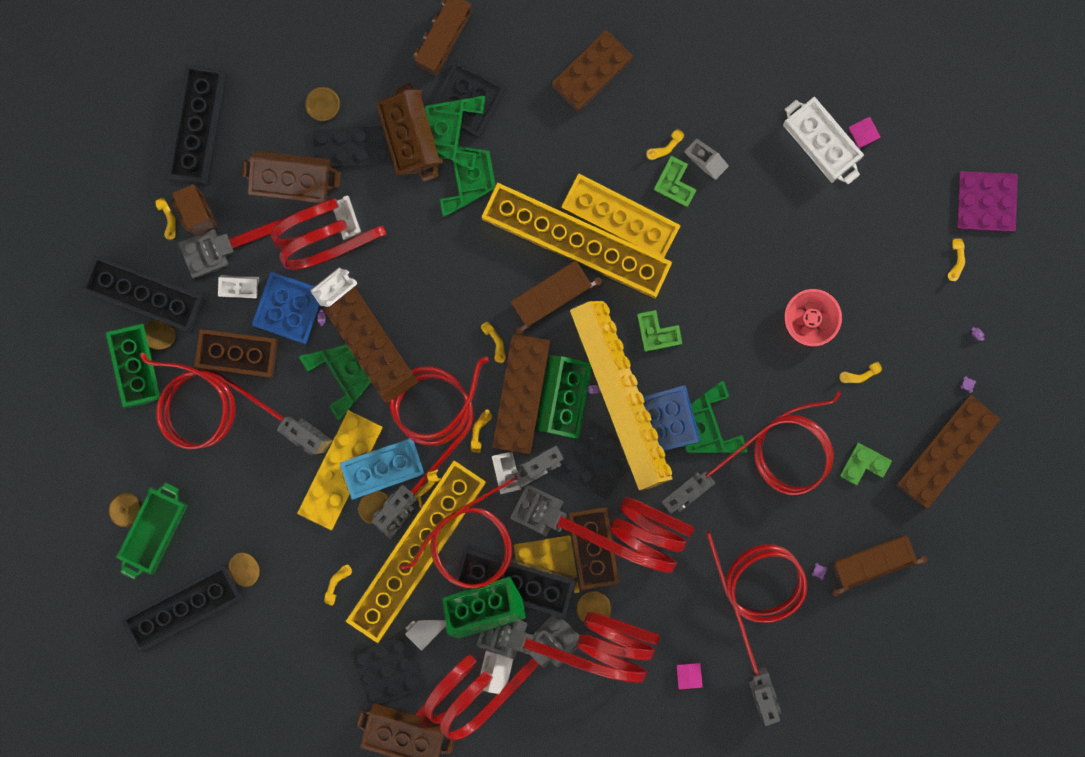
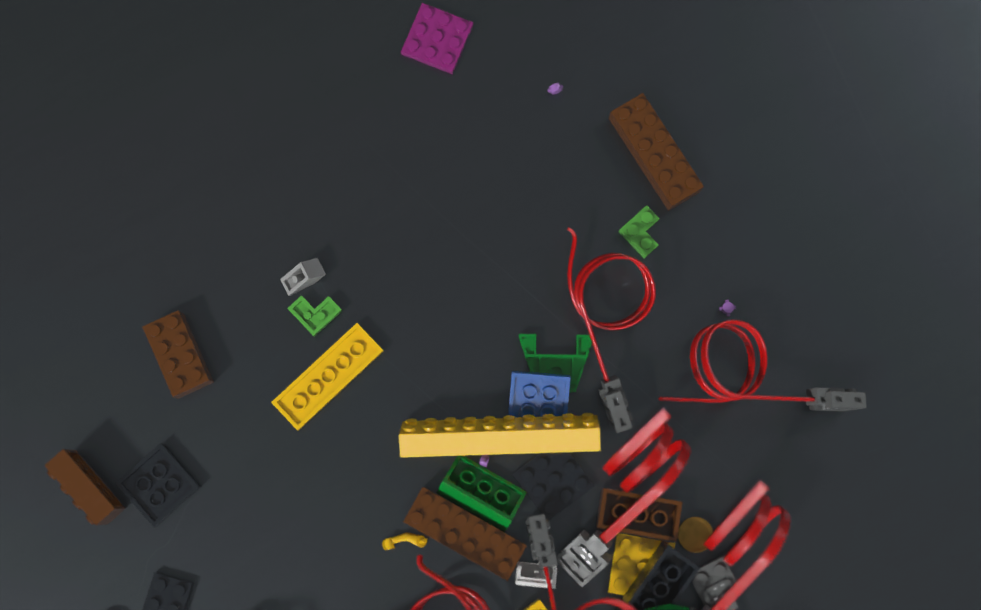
camera: 80 degrees left, 5 degrees down
(409, 133) = (168, 555): reddish brown container -> none
(445, 126) = (176, 519): green wing -> none
(470, 183) = (231, 505): green wing -> none
(484, 418) = (476, 579): yellow piece -> none
(551, 294) = (378, 469): reddish brown container -> none
(576, 240) = (334, 427): yellow brick -> none
(653, 336) = (455, 384): bright green plate -> none
(656, 153) = (279, 324): yellow piece -> none
(689, 676) = (789, 464): dark pink piece -> none
(822, 313) = (486, 219): coral piece -> none
(823, 140) = (325, 162): white container -> none
(847, 377) = (555, 218): yellow piece -> none
(863, 132) = (332, 124): dark pink piece -> none
(874, 563) = (738, 254): reddish brown container -> none
(955, 272) = (490, 87): yellow piece -> none
(968, 384) = (598, 113): medium lavender piece -> none

